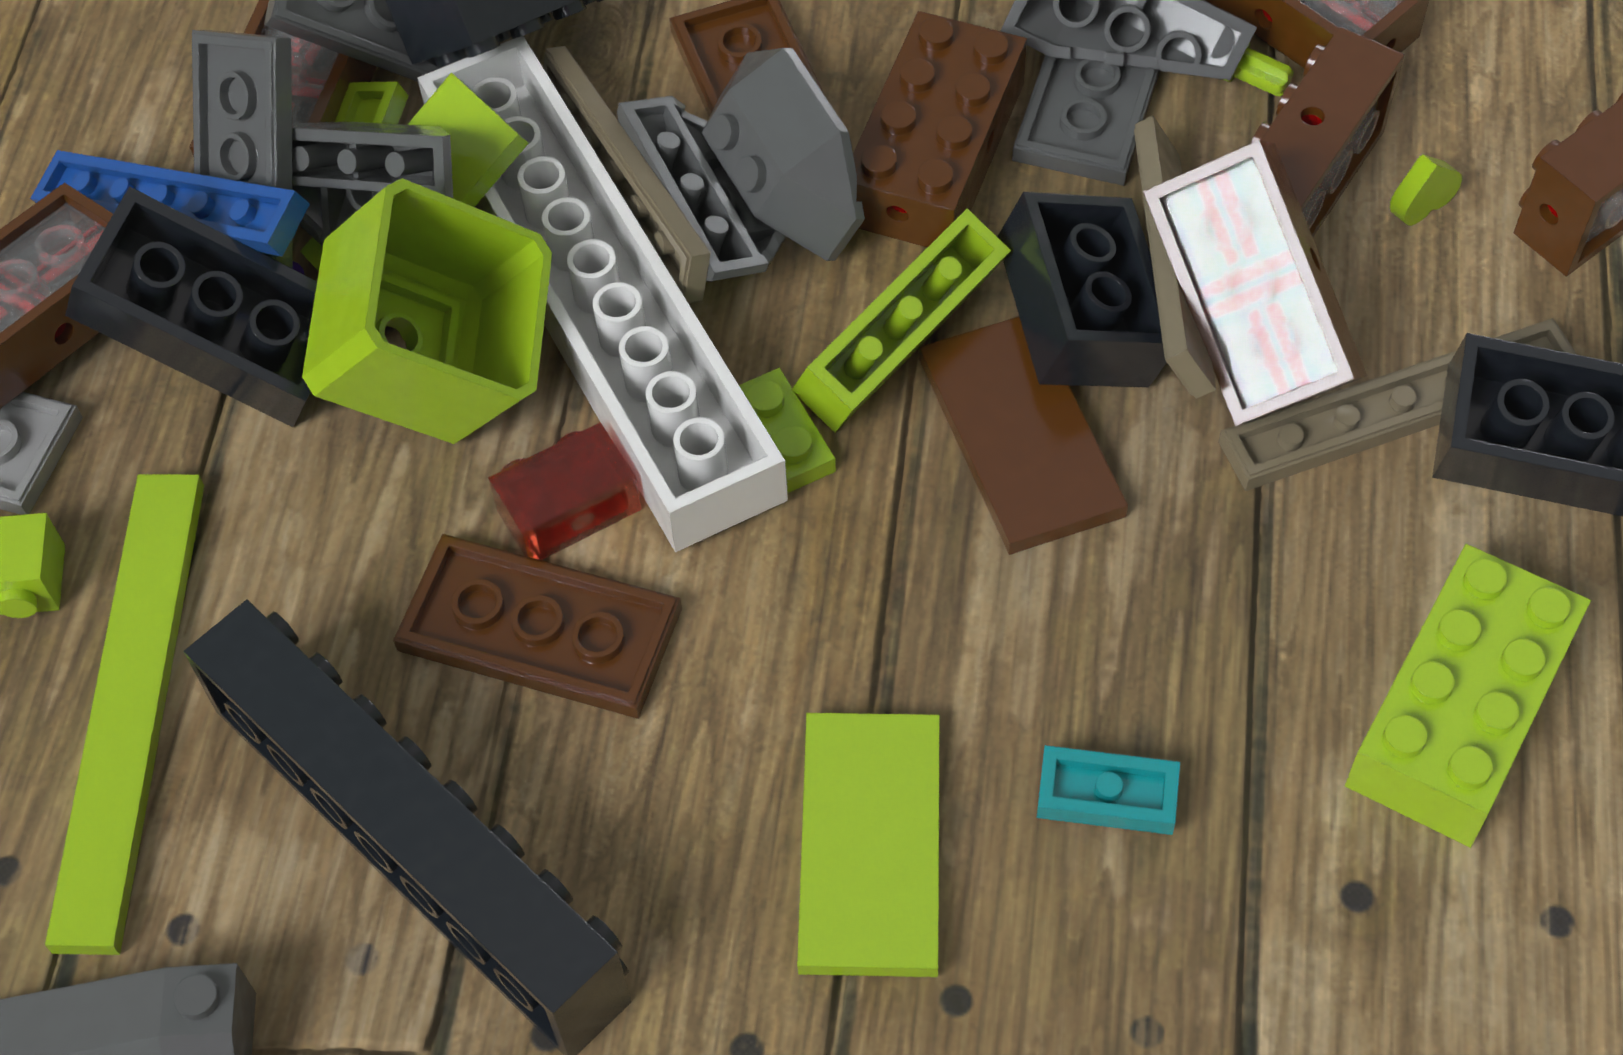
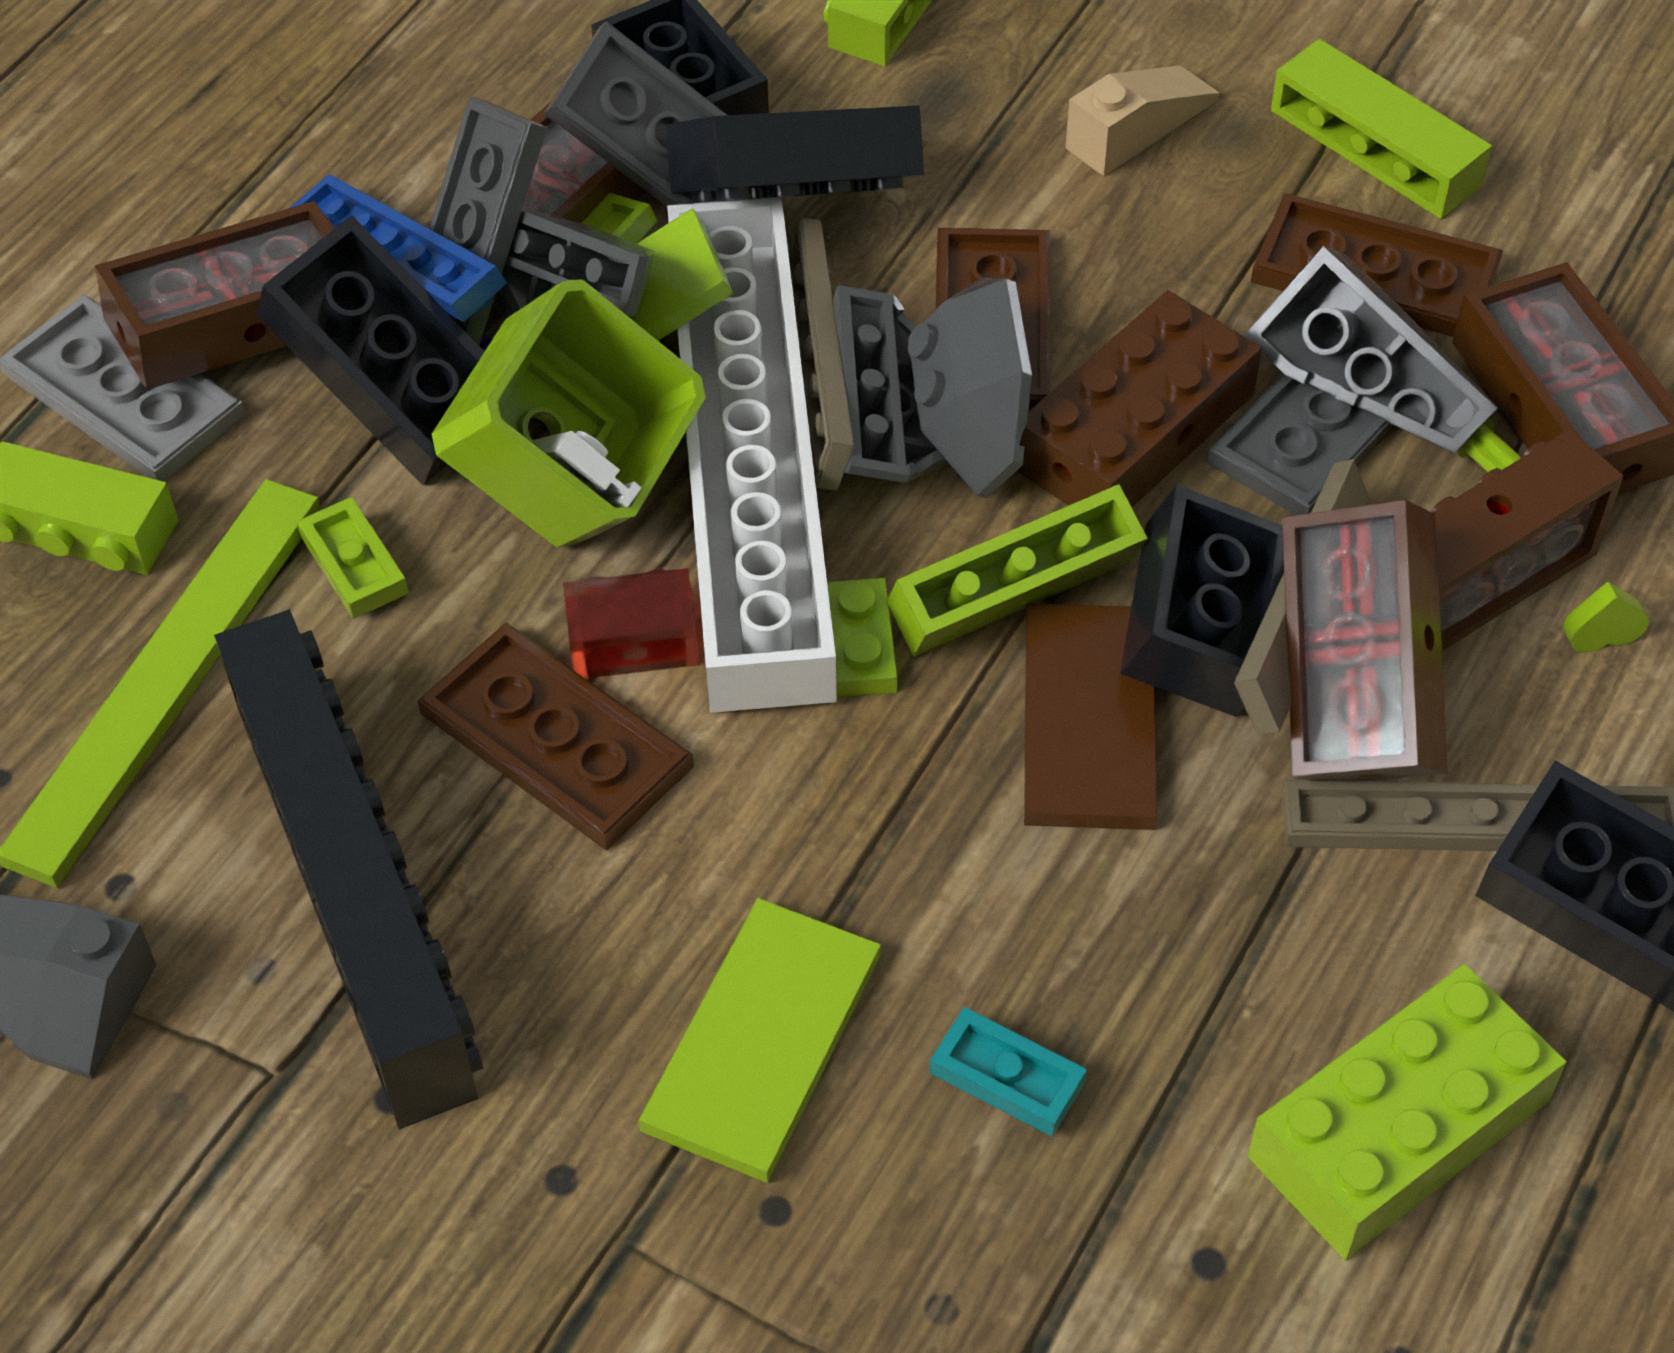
camera: 20 degrees right, 5 degrees down
(262, 522) = (352, 557): none -> lime plate
(471, 352) = (586, 460): none -> white plate

